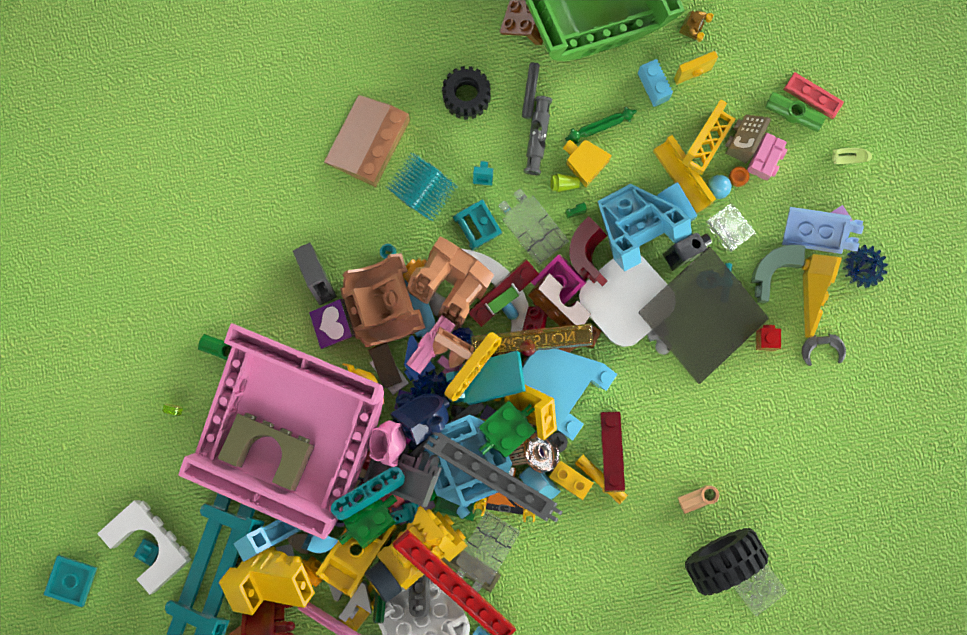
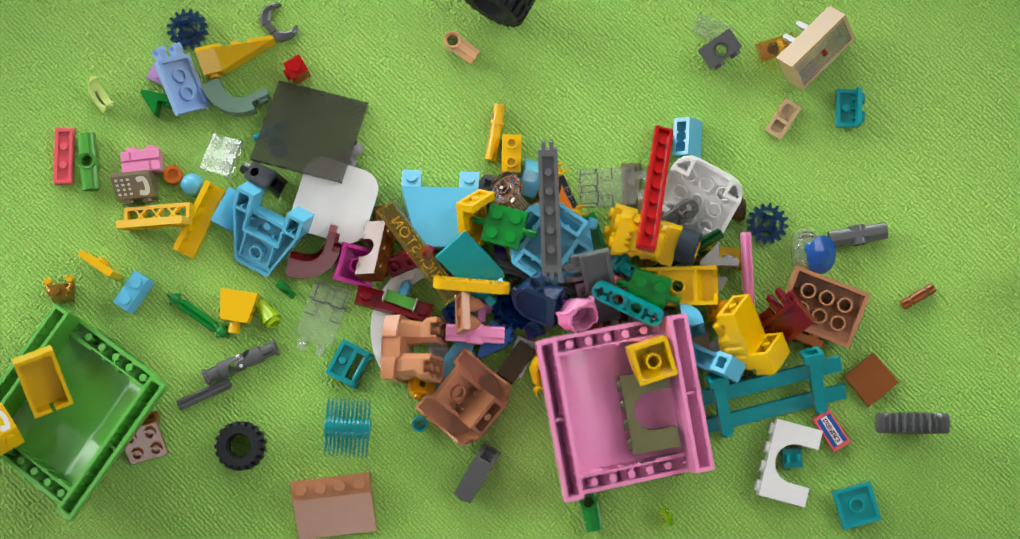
camera: 125 degrees left, 0 degrees up
(146, 604) = (831, 430): none -> tile
(305, 481) = (651, 360): none -> yellow slope
(332, 324) = (510, 429): tile -> none
(483, 175) = (303, 386): teal tile -> none
(612, 452) = (467, 136): dark red plate -> none
(814, 198) = (155, 101): none -> green slope

